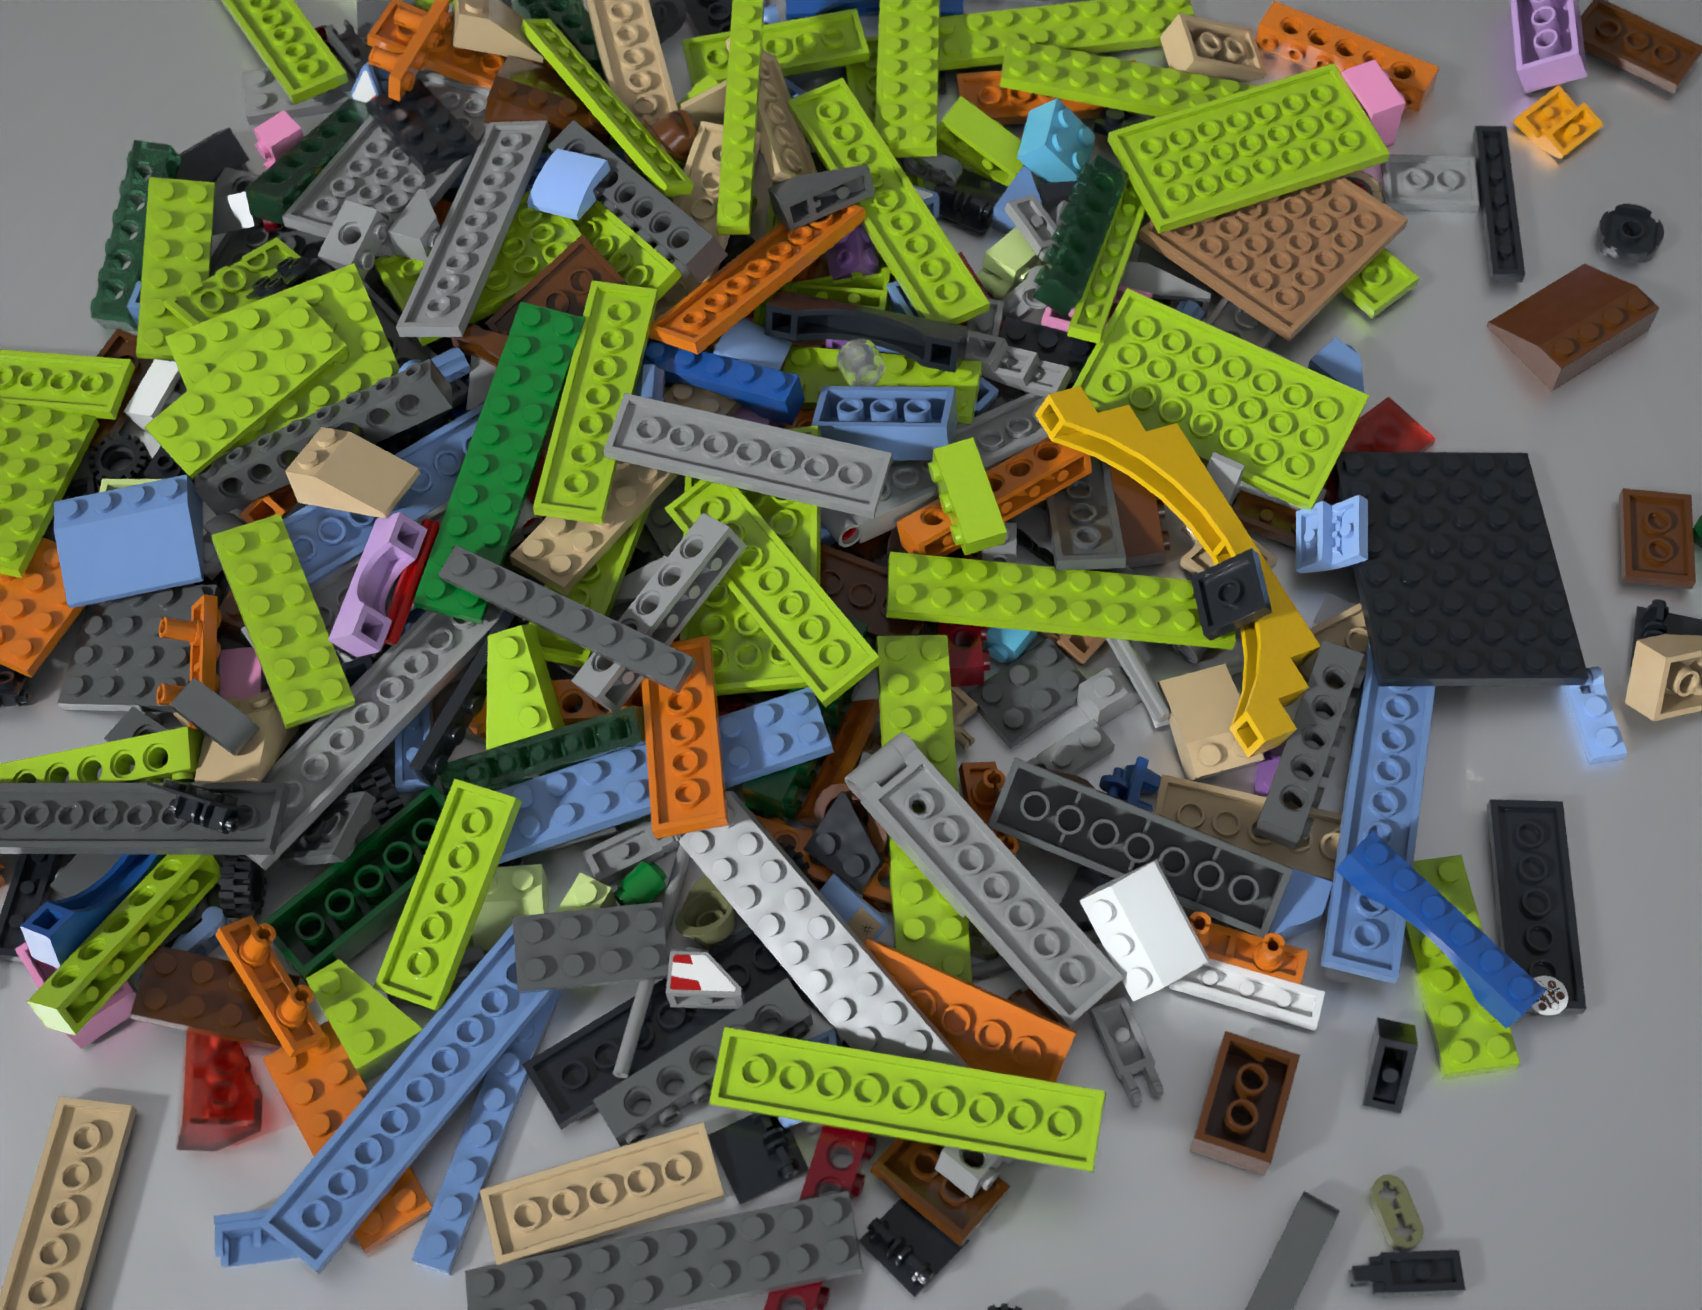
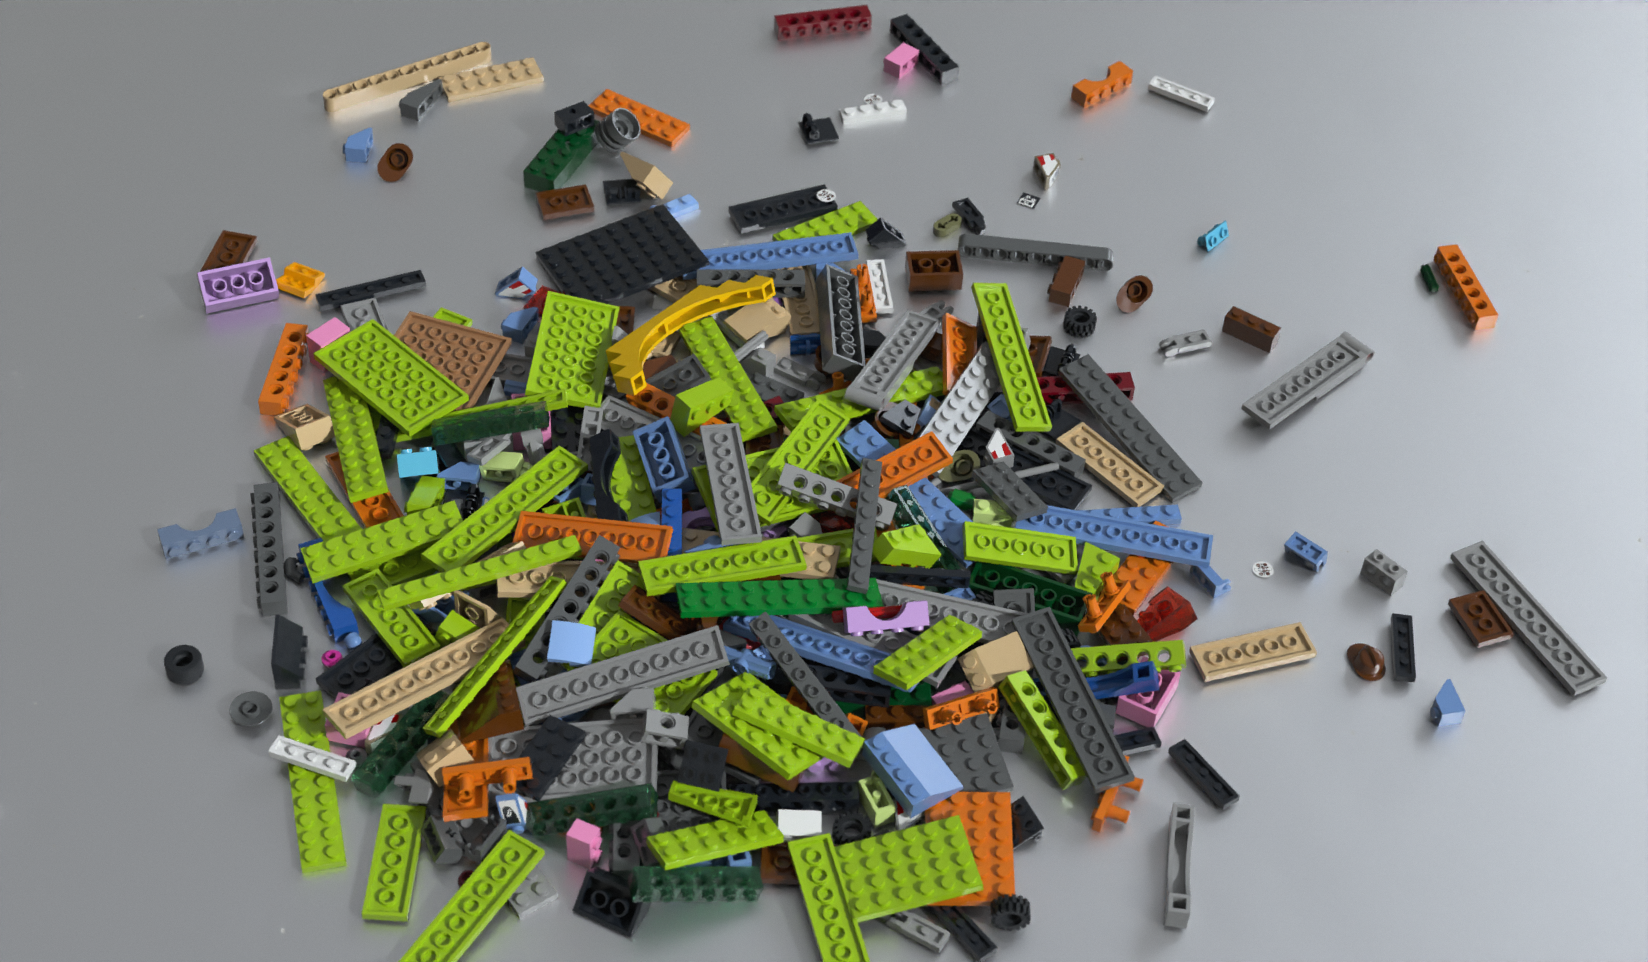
camera: 120 degrees left, 15 degrees down
(201, 806) = (1047, 635): black hinge -> none
(214, 716) = (994, 667): dark grey beam -> none
(349, 474) = (832, 648): tan slope -> none
(674, 132) = (504, 609): reddish brown piece -> none
(819, 194) = (524, 528): dark grey slope -> none
(860, 363) = (631, 479): clear head -> none
(1144, 930) = (881, 308): white slope -> none
(1231, 594) = (696, 309): black plate -> none
(1332, 535) = (631, 297): light blue slope -> none
(1440, 399) = (517, 284): none -> medium blue slope
(1489, 972) = (812, 233): blue arch -> none
(1574, 323) = (443, 248): reddish brown slope -> none
(1618, 244) = (377, 245): black plate -> none

